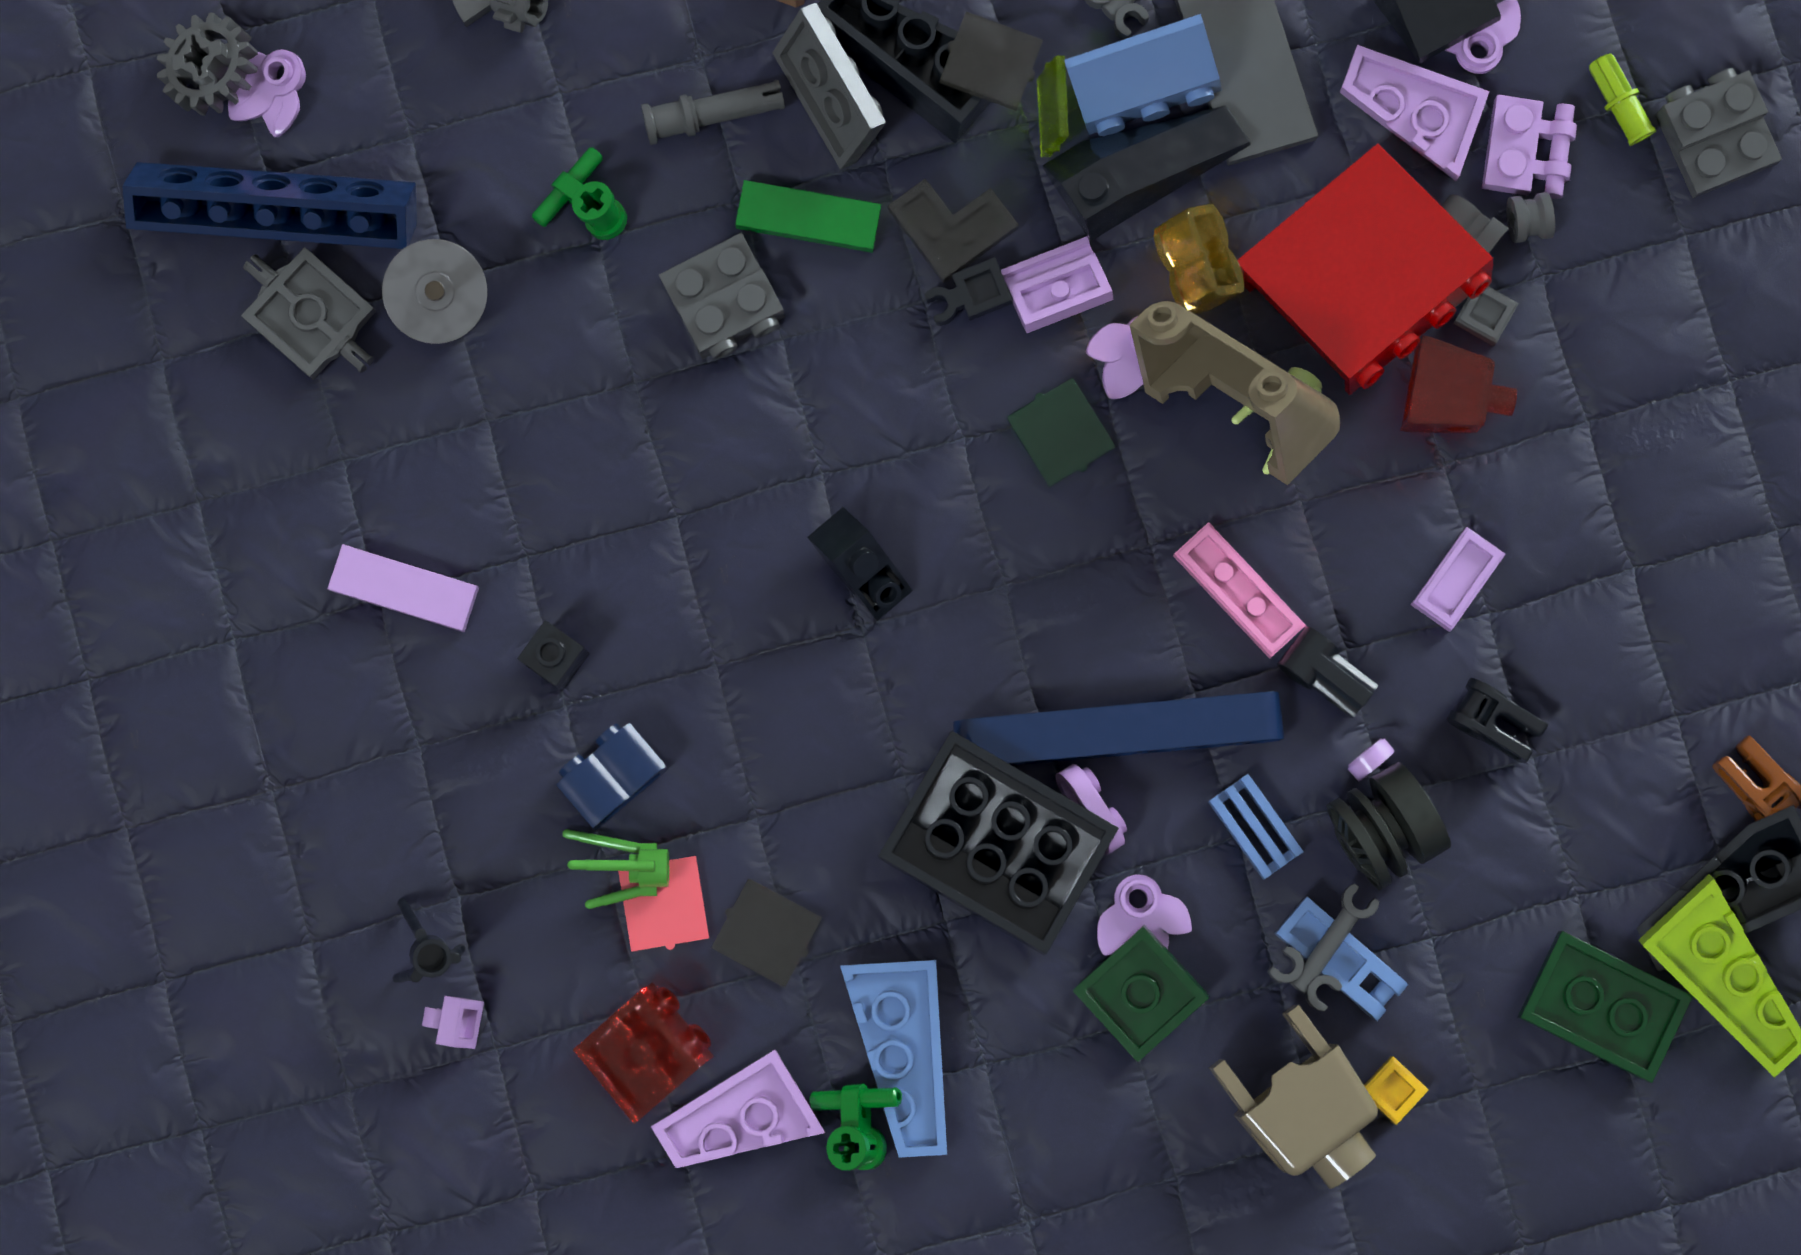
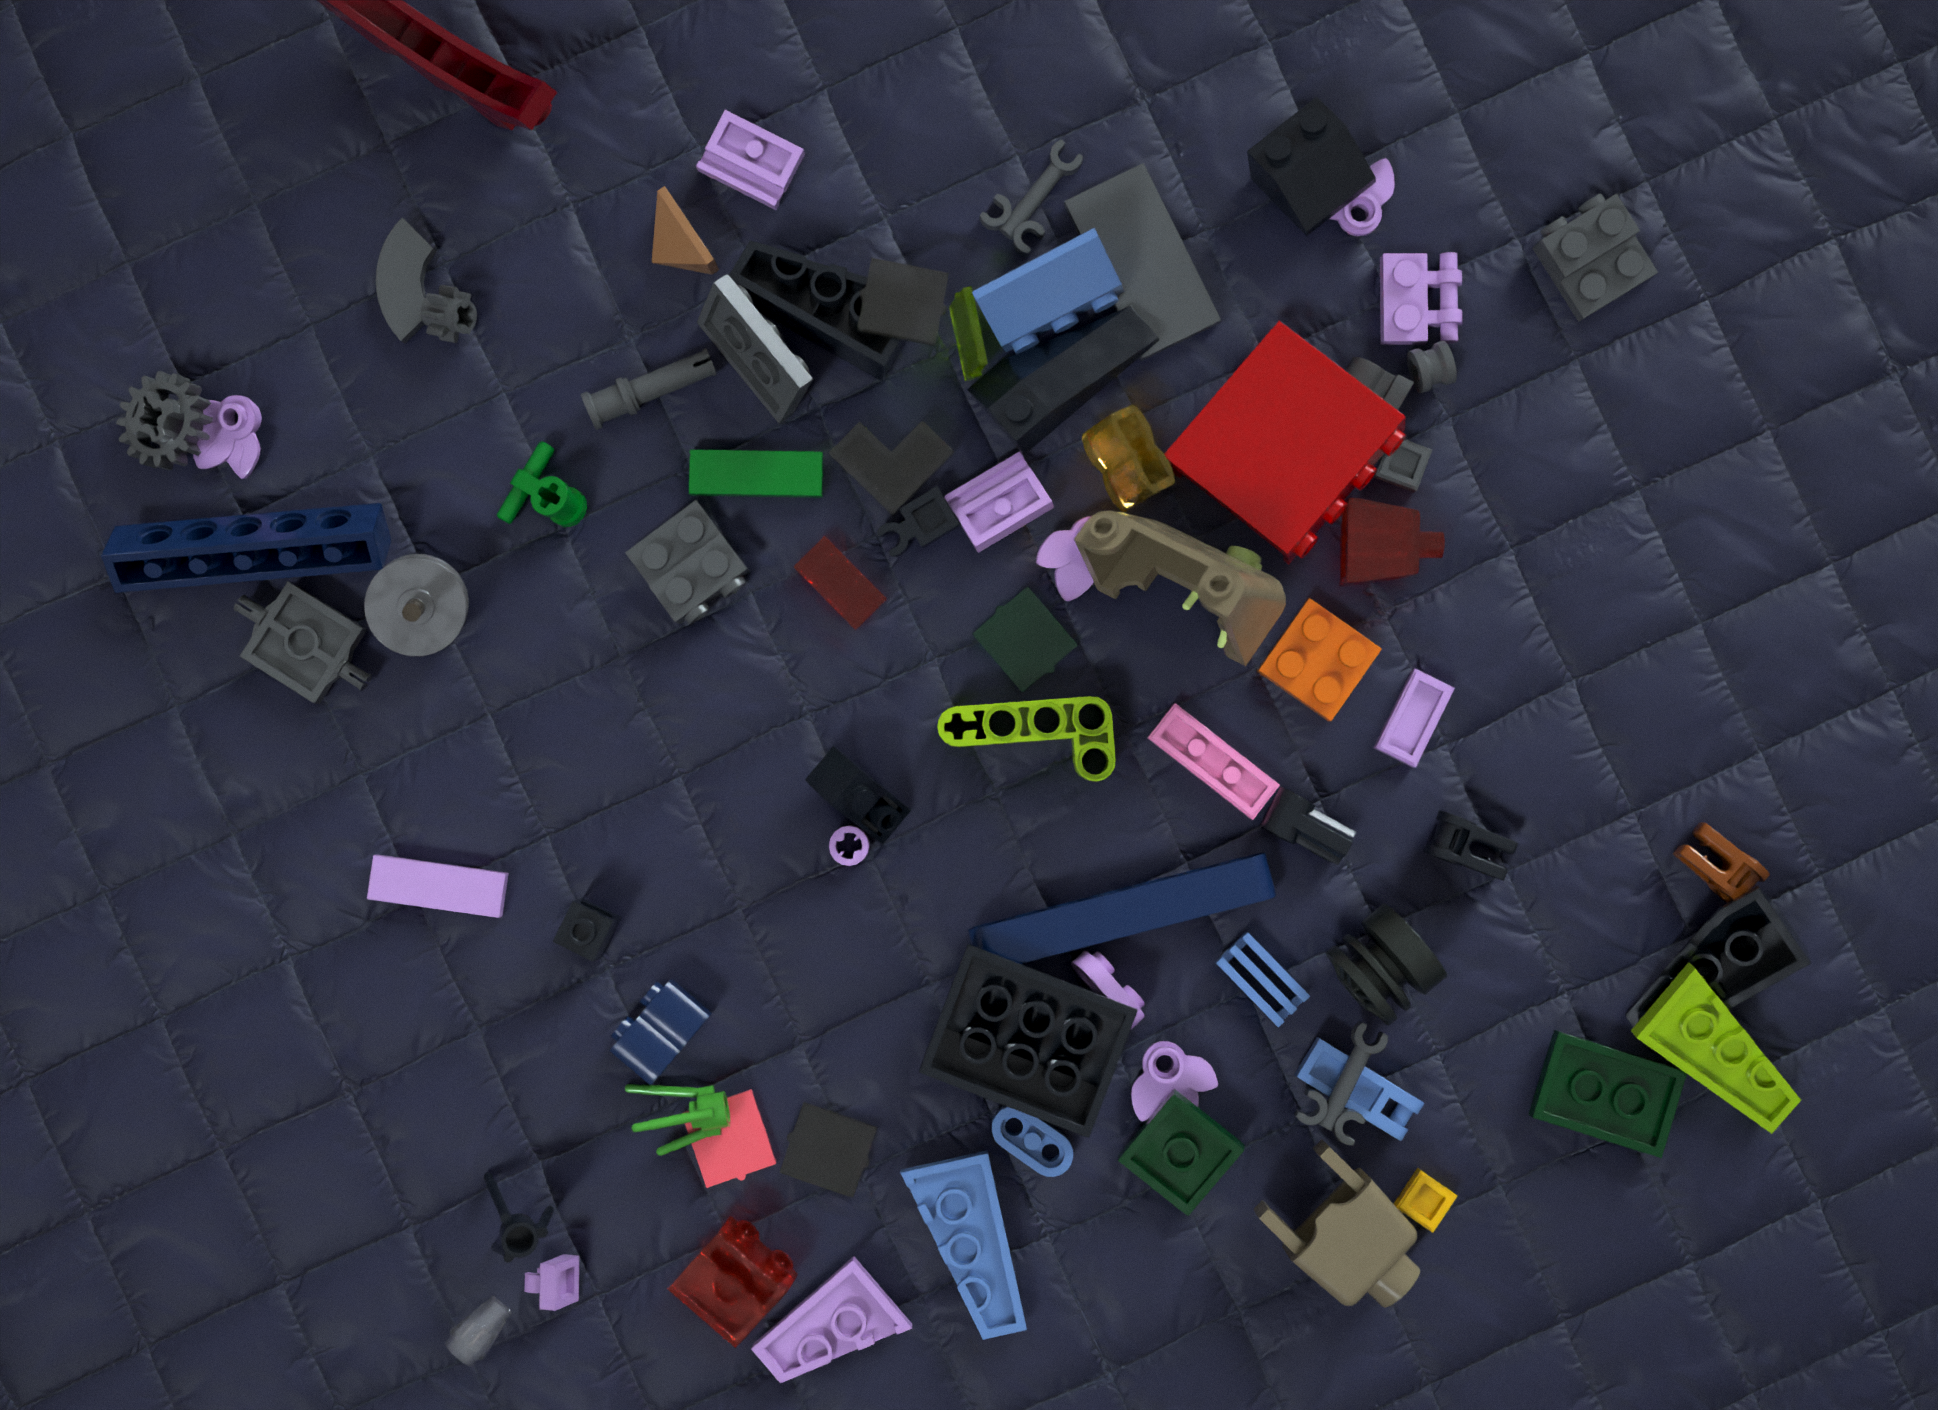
camera: 10 degrees left, 5 degrees up
(365, 1061) = (477, 1332): none -> clear cone
(833, 604) = (839, 835): none -> lavender bush
(855, 1106) = (939, 1318): green piece -> none
(877, 342) = (840, 583): none -> clear red tile
(984, 955) = (1030, 1140): none -> medium blue plate
(1047, 526) = (1025, 729): none -> lime beam
(1367, 502) = (1319, 659): none -> orange plate
(1370, 759) = (1359, 901): lavender tile -> none
(1417, 105) = (1310, 276): lavender wing -> none
(1621, 99) = (1499, 238): lime axle -> none

